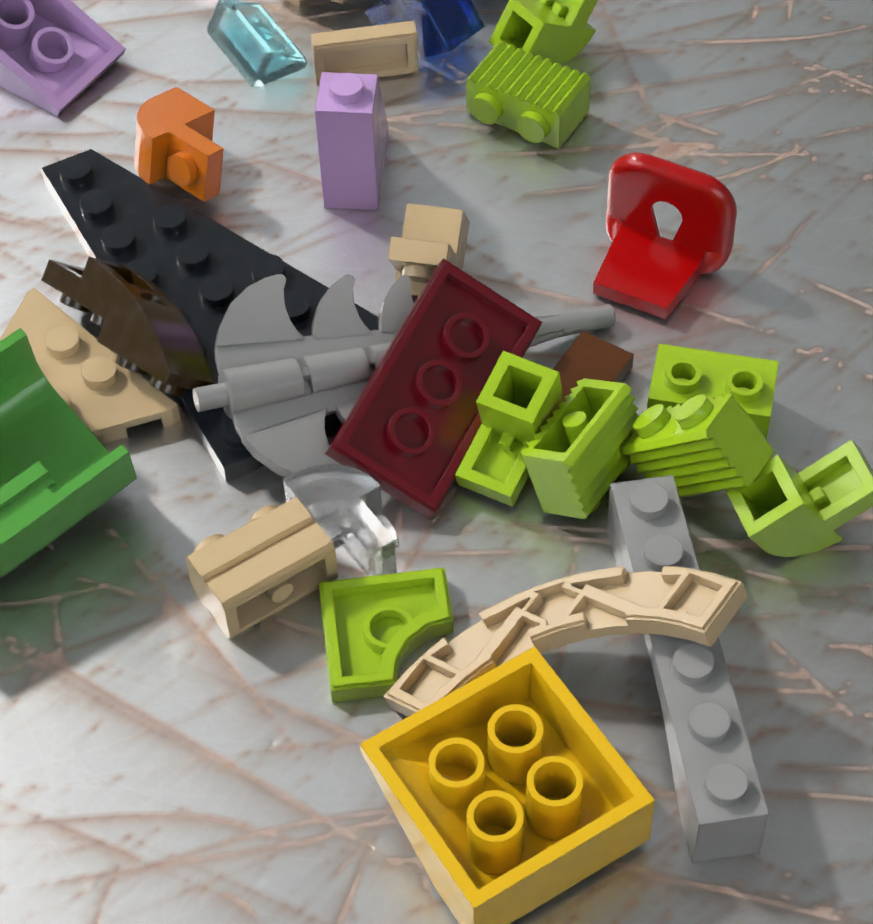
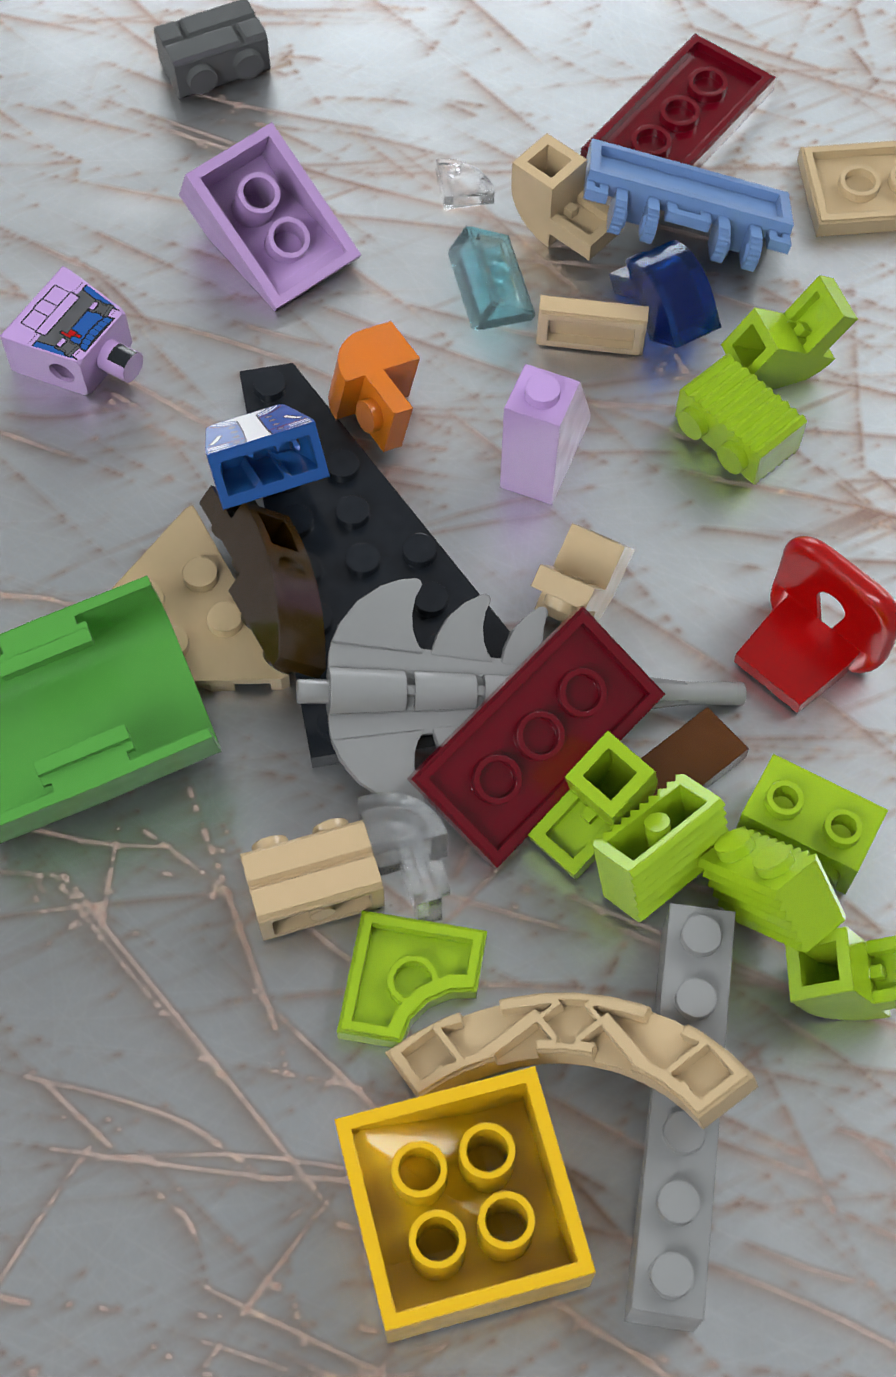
camera: 15 degrees right, 10 degrees up
(90, 216) = (261, 455): none -> blue torso

